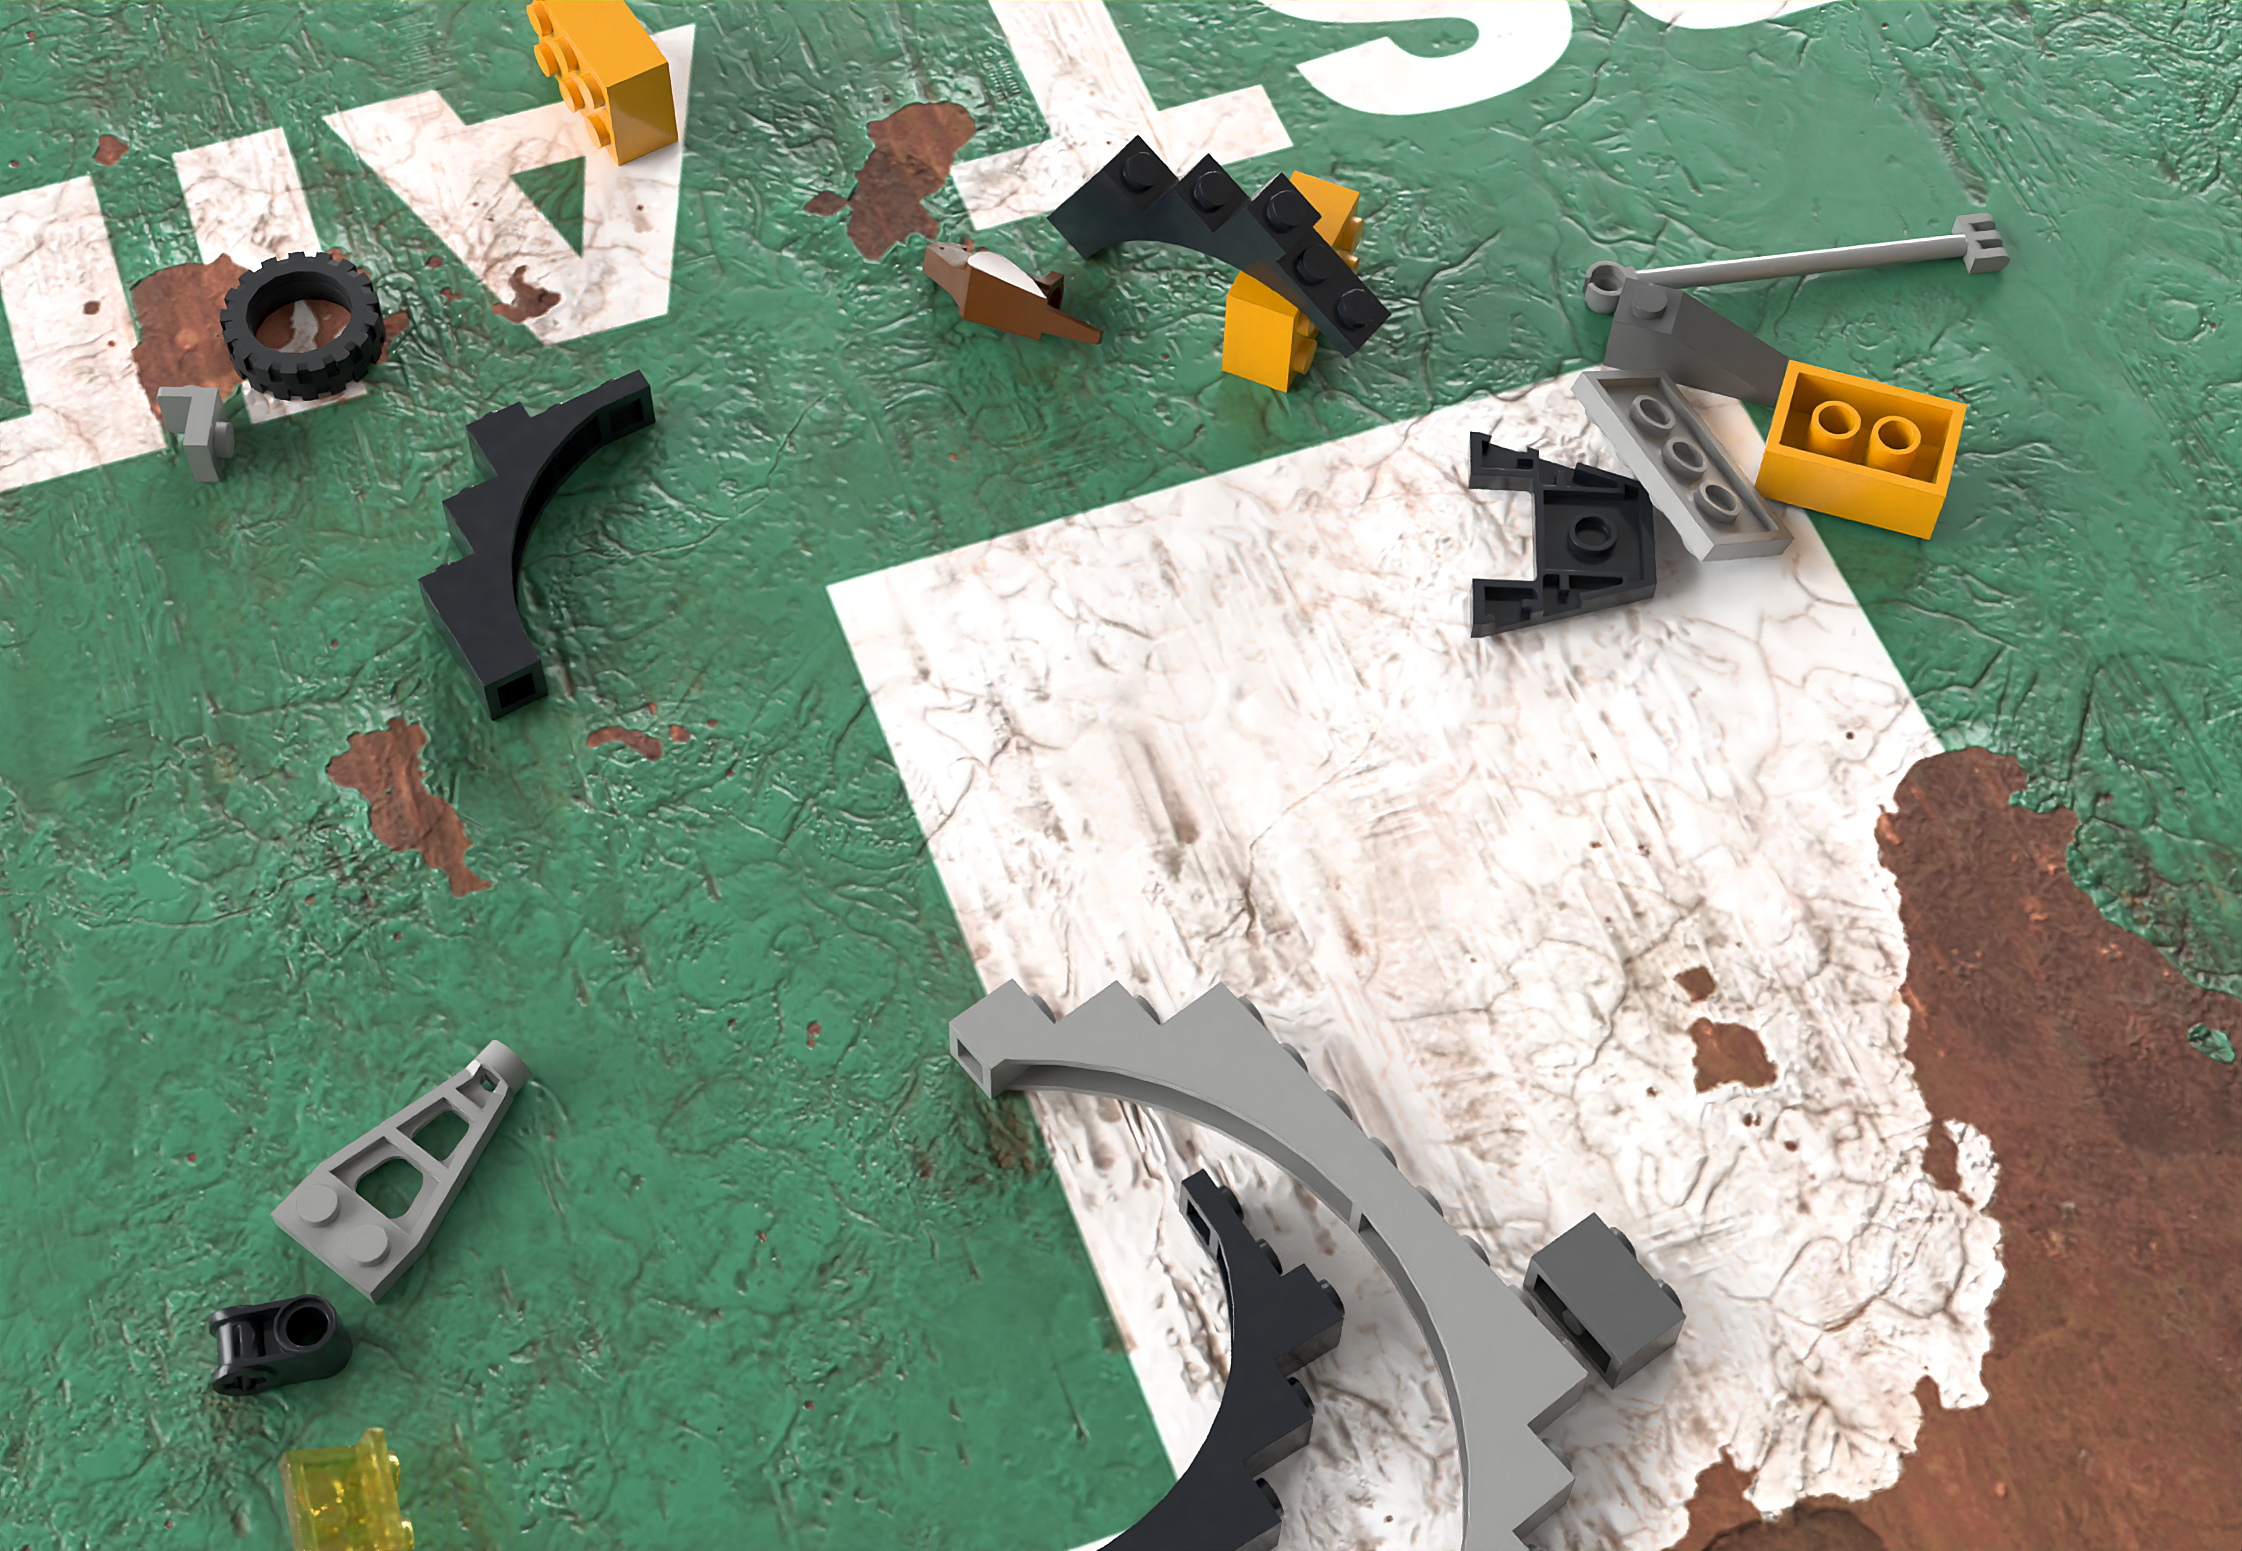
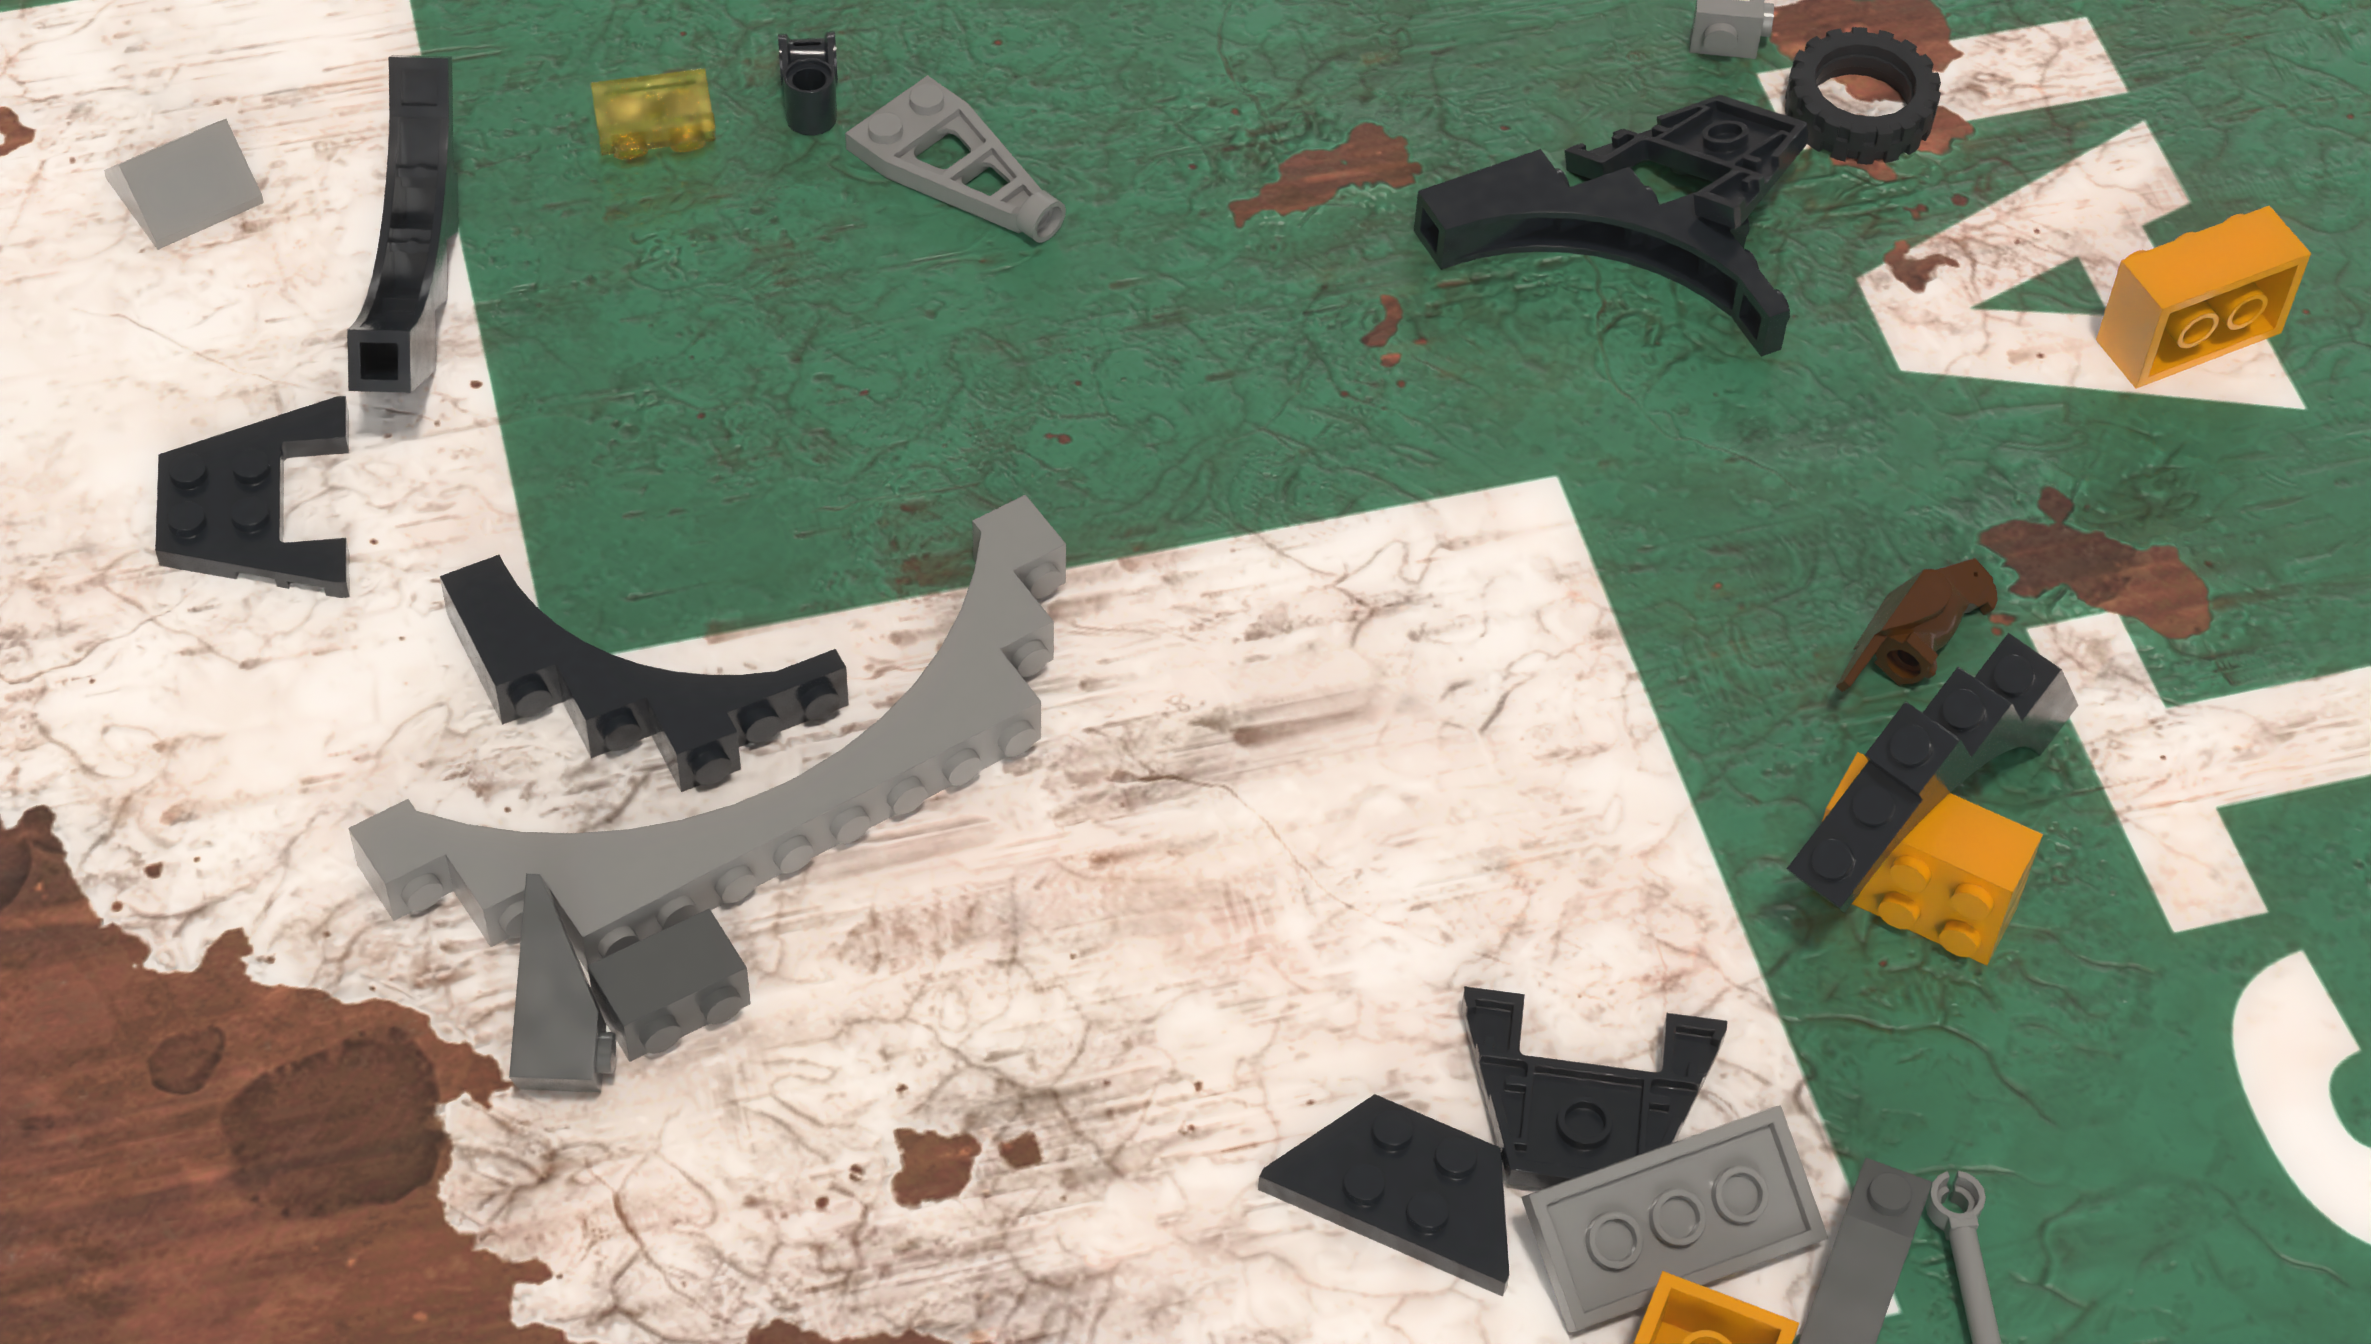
camera: 95 degrees right, 5 degrees down
(392, 431) = (1715, 139): none -> black wing
(1673, 672) = (1404, 1187): none -> black wing
(1684, 1390) = (557, 1021): none -> dark grey slope

